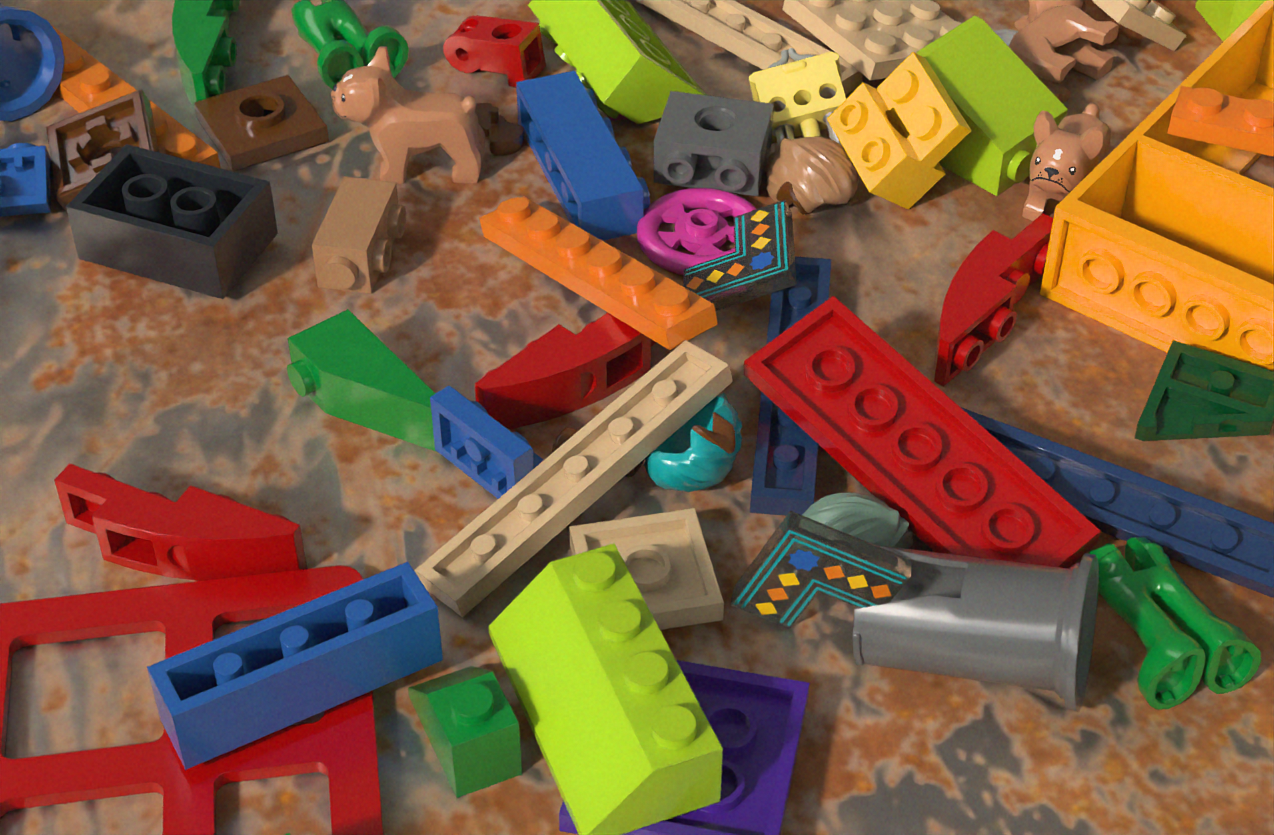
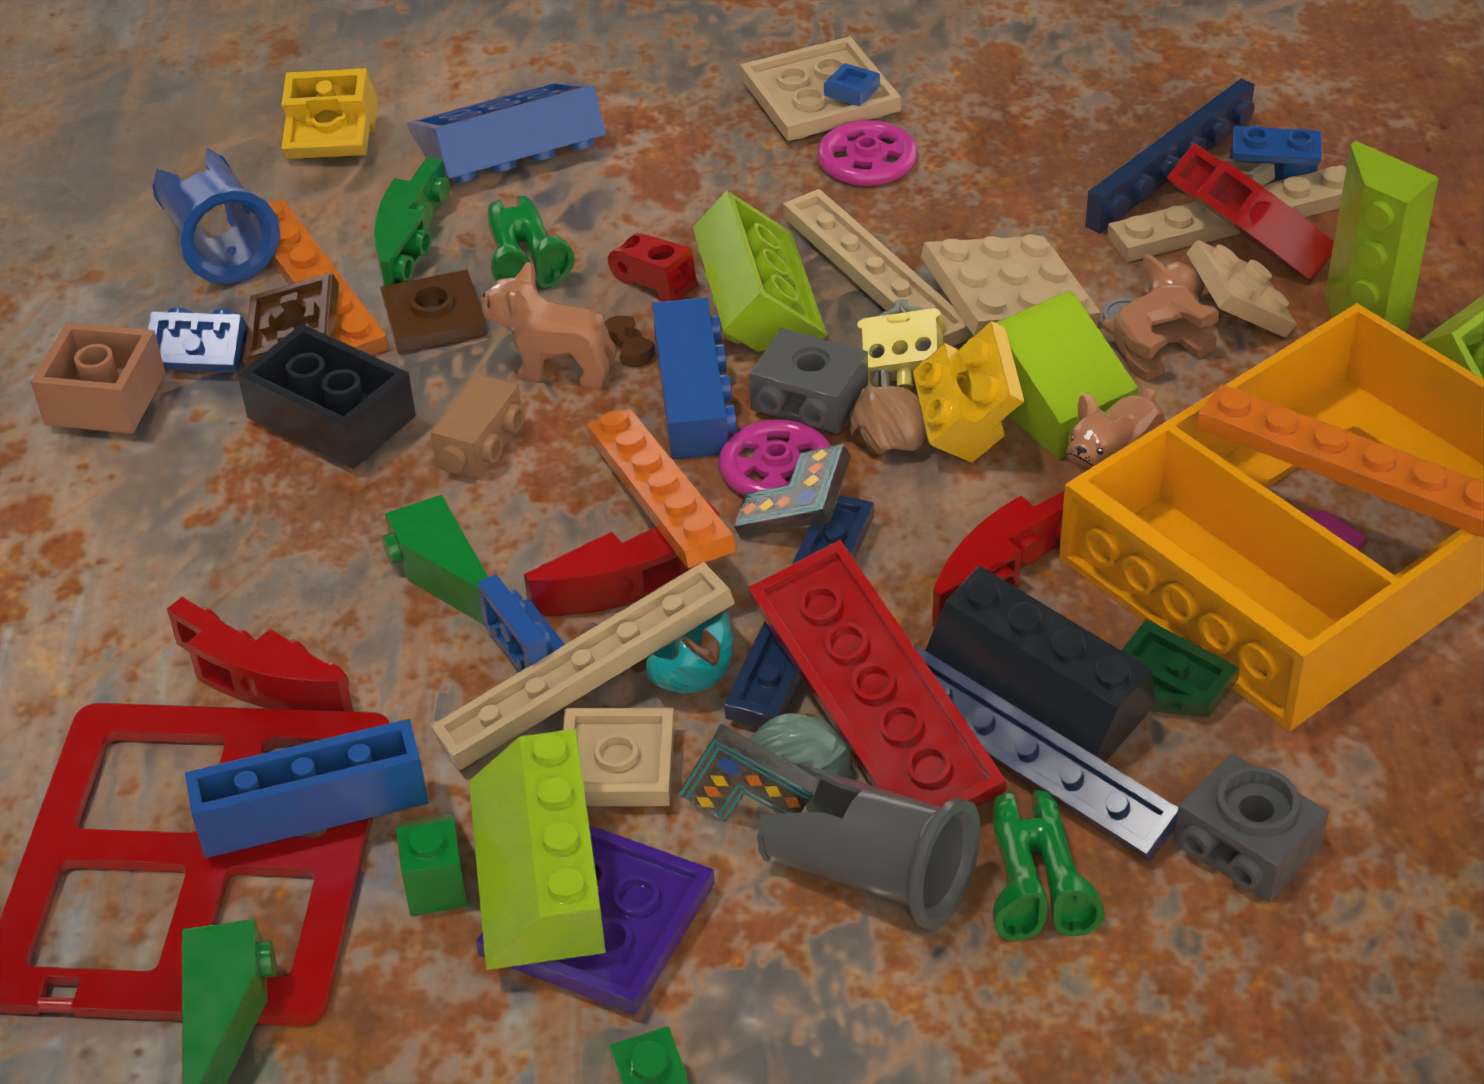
camera: 15 degrees right, 0 degrees up
(1088, 396) = (1043, 663): none -> black slope

